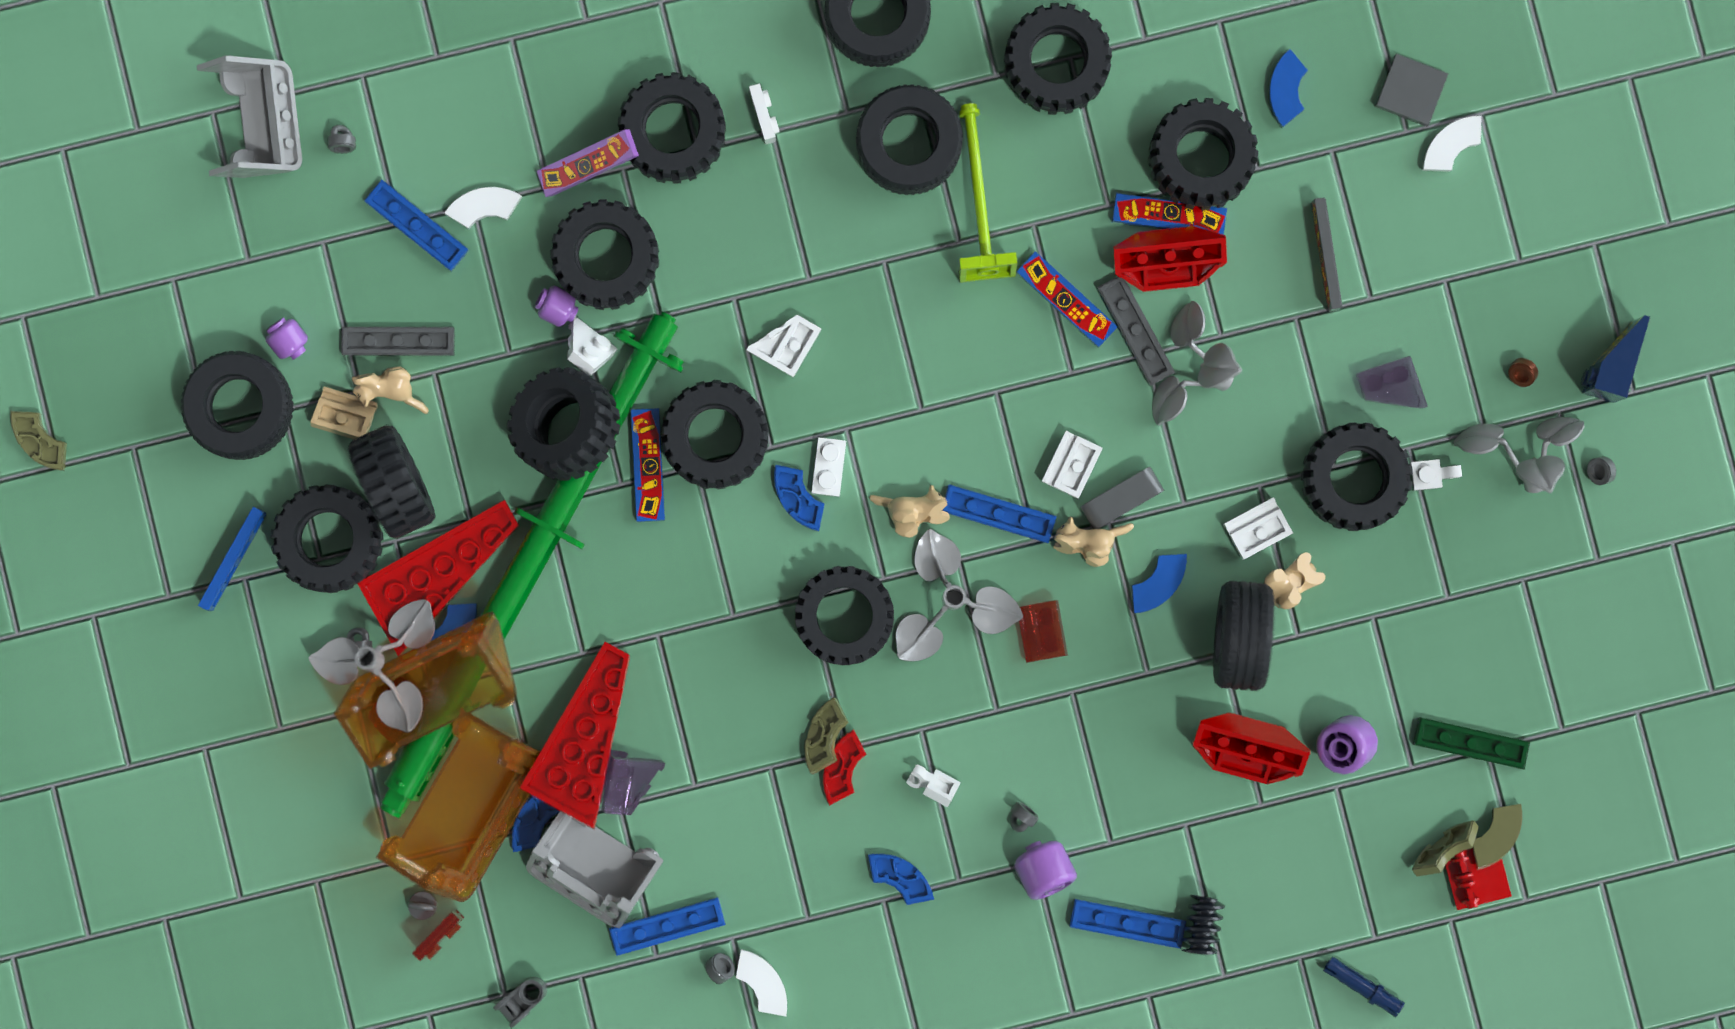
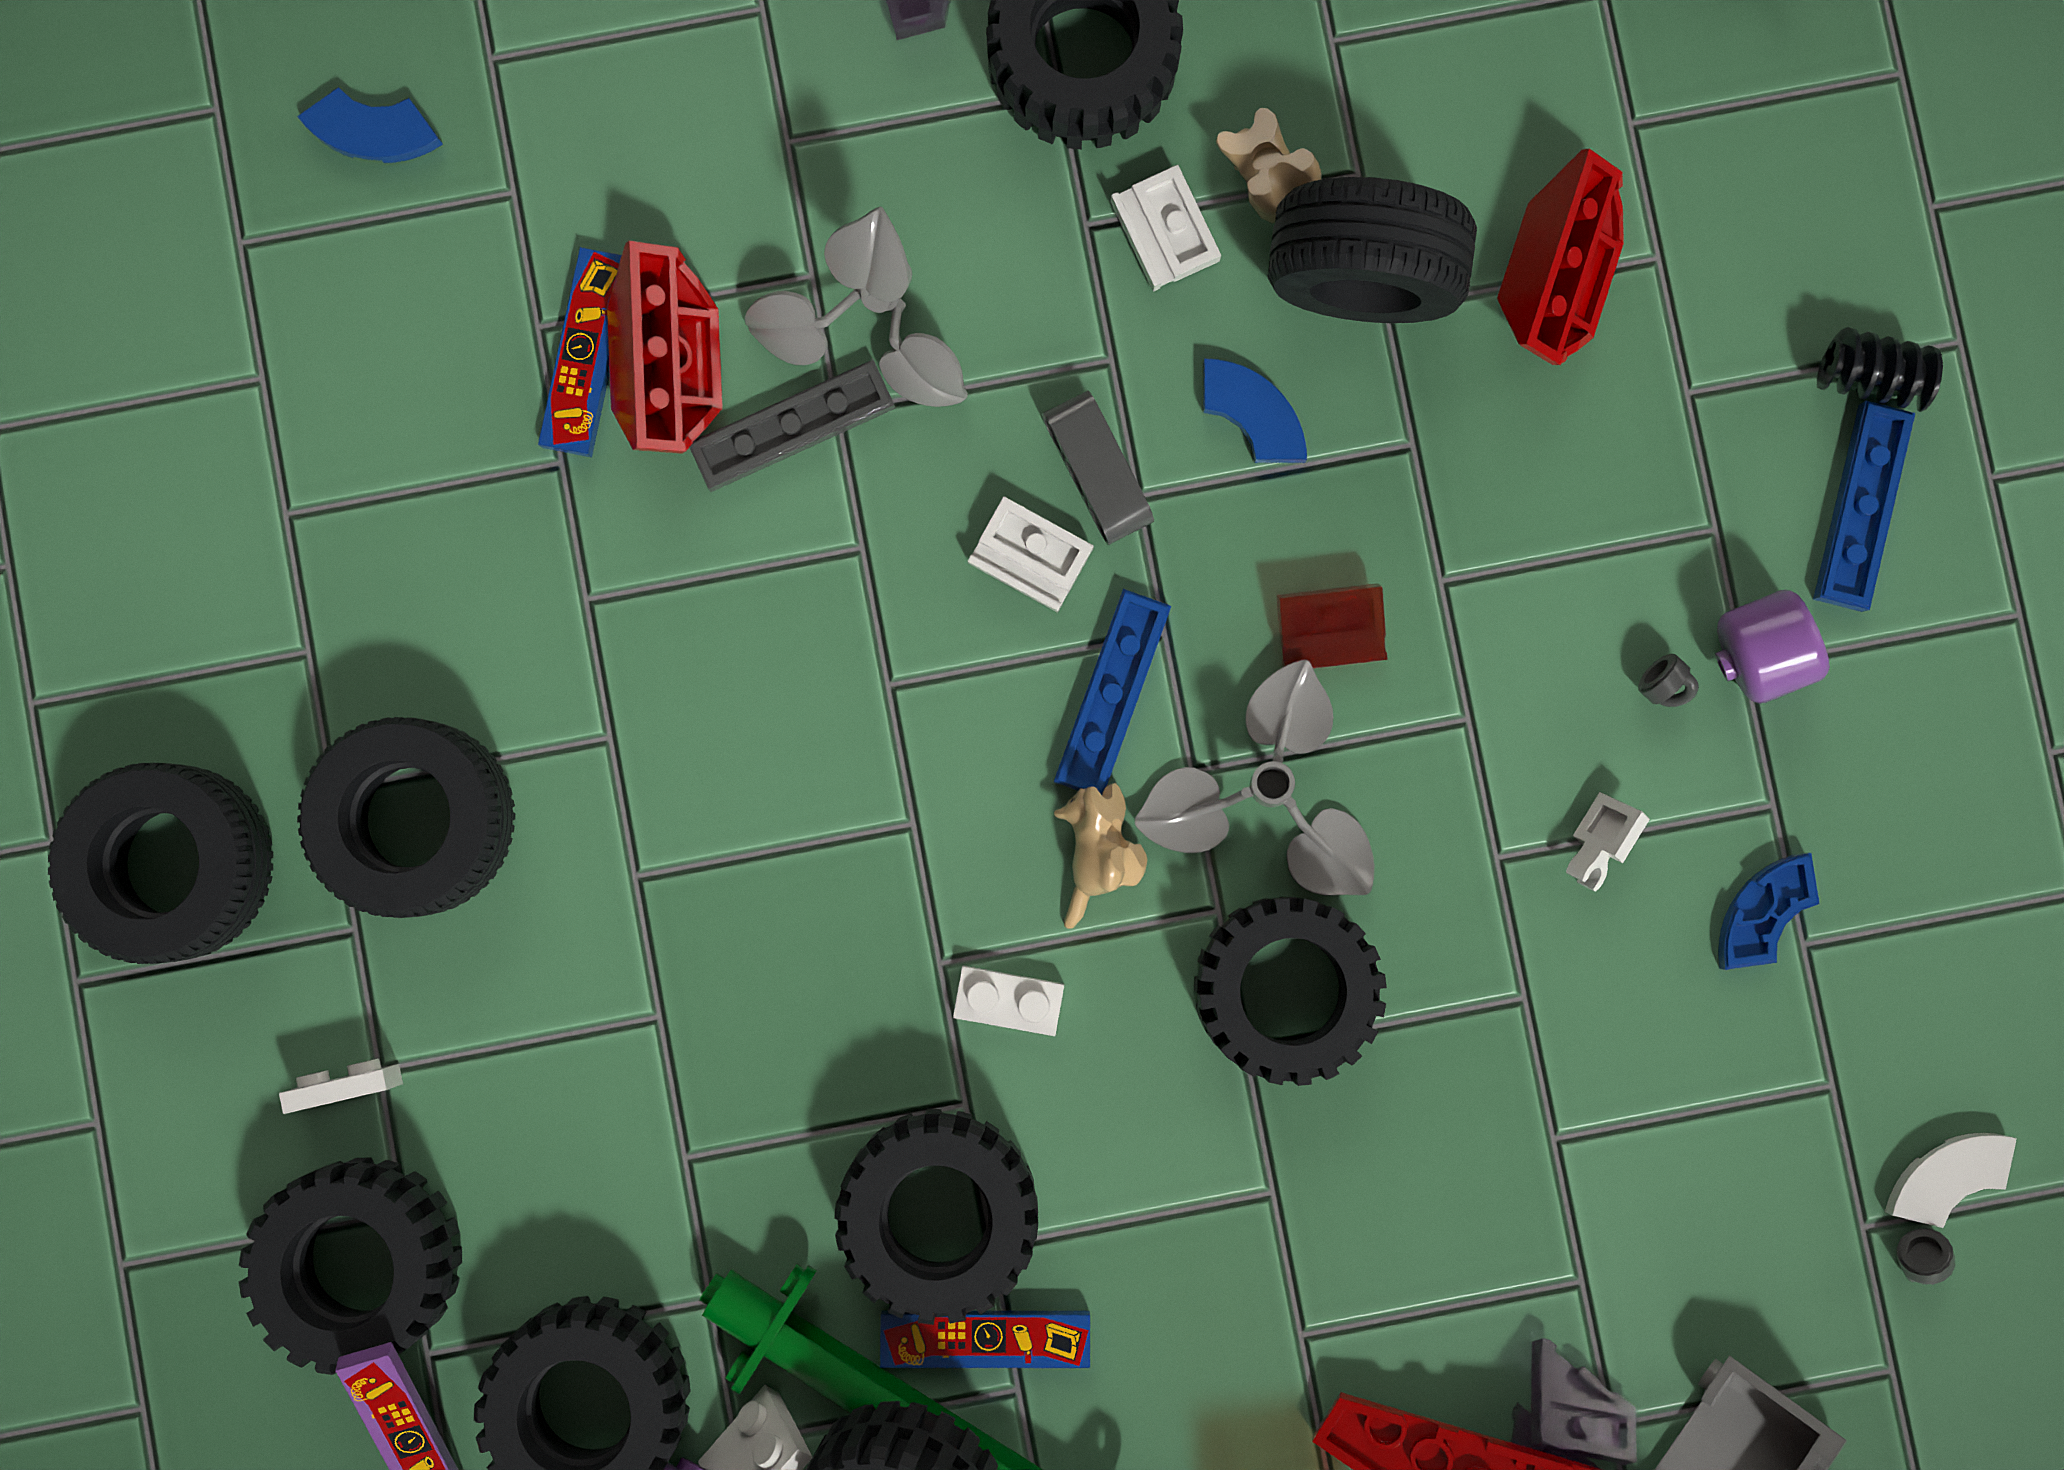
camera: 85 degrees left, 0 degrees up
(667, 926) = (1840, 1348): blue tile -> none
(787, 345) = (778, 1066): white wing -> none
(796, 499) = (1064, 1064): blue tile -> none
(822, 736) = (1504, 1041): olive tile -> none
(838, 776) = (1559, 1011): red tile -> none
(987, 265) = (653, 690): lime tile -> none
(1065, 22) = (212, 518): black tyre -> none
(1066, 299) = (727, 546): tile -> none
(1092, 543) = (1178, 525): tan animal -> none
(1221, 123) = (429, 234): black tyre -> none
(1326, 254) = (676, 74): dark grey tile -> none
(1347, 744) = (1568, 78): medium lavender head -> none
(1363, 986) = (2003, 79): dark blue pin -> none

